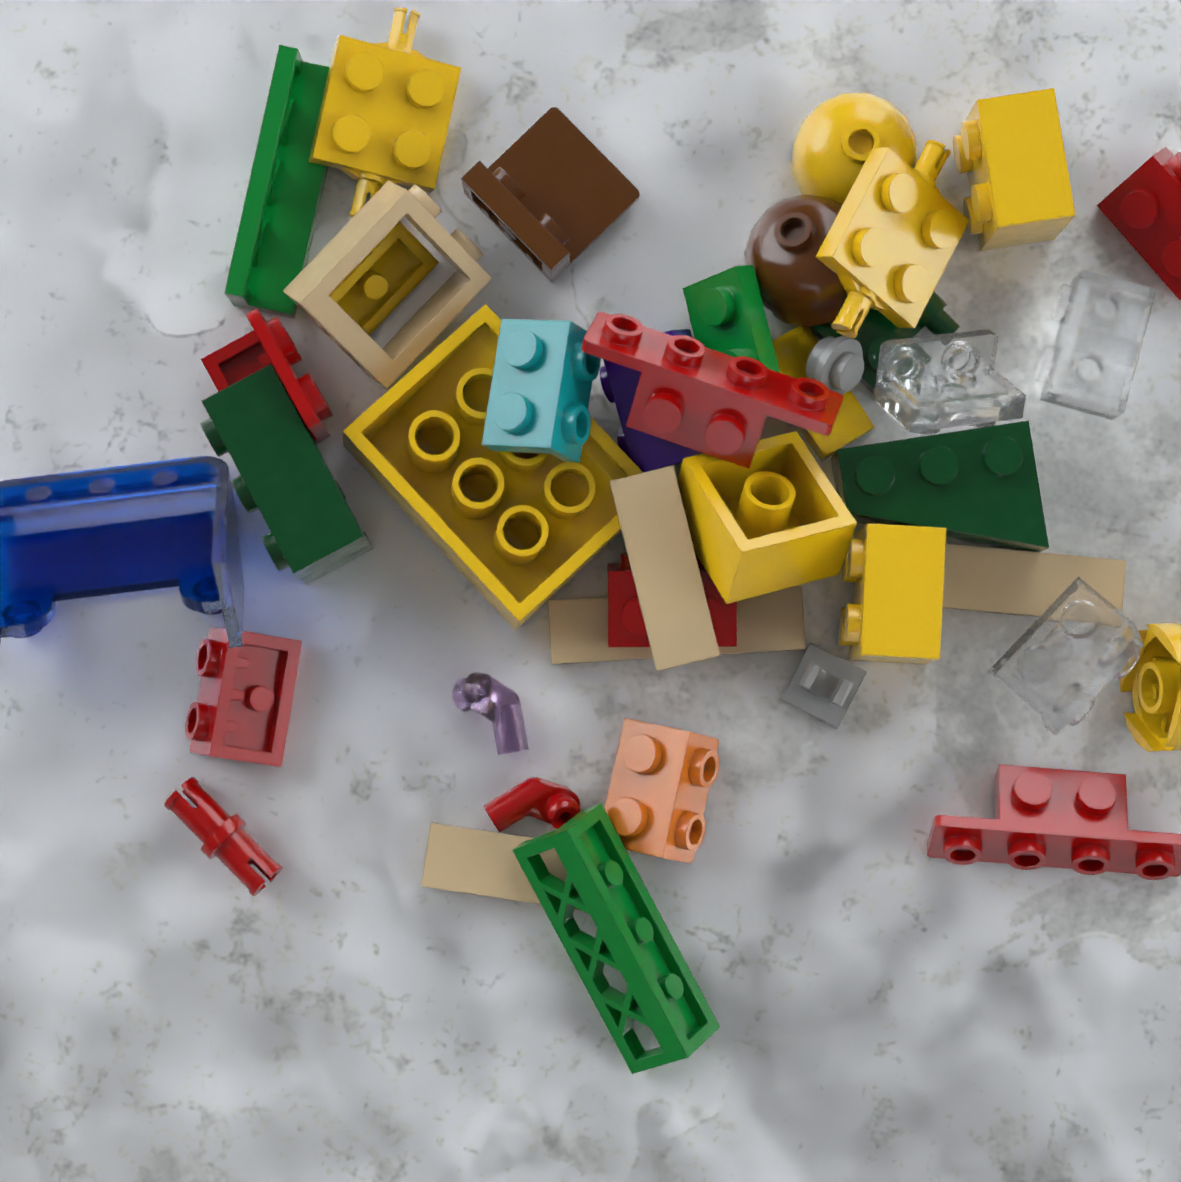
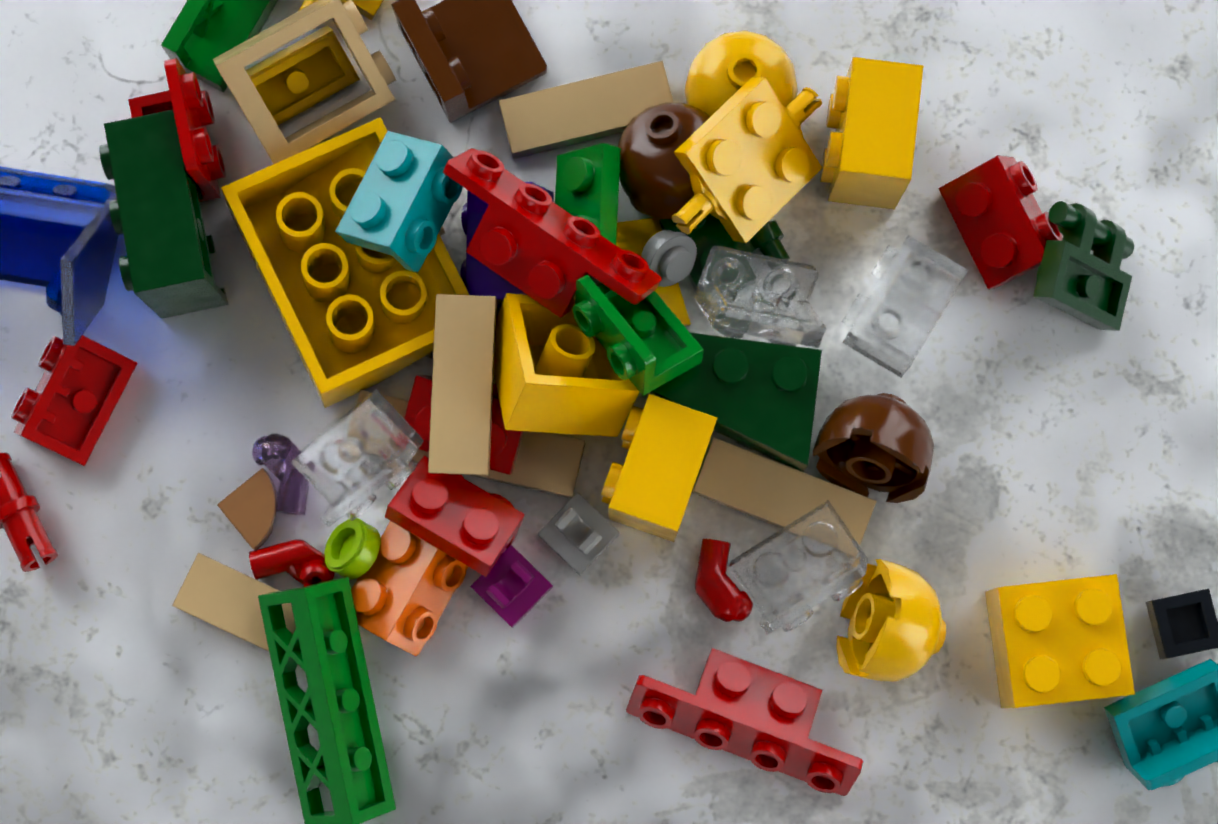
camera: 20 degrees right, 5 degrees down
(472, 759) = (252, 508): none -> medium nougat tile
(574, 675) = (358, 456): none -> clear bracket
(592, 771) = (352, 548): none -> lime tile
(693, 226) = (582, 109): none -> tan tile
(695, 707) = (455, 517): none -> red bracket
(770, 761) = (512, 586): none -> magenta tile
(845, 471) = (640, 339): none -> green bracket
(983, 699) = (714, 585): none -> red arm
(1112, 502) = (876, 446): none -> reddish brown cylinder

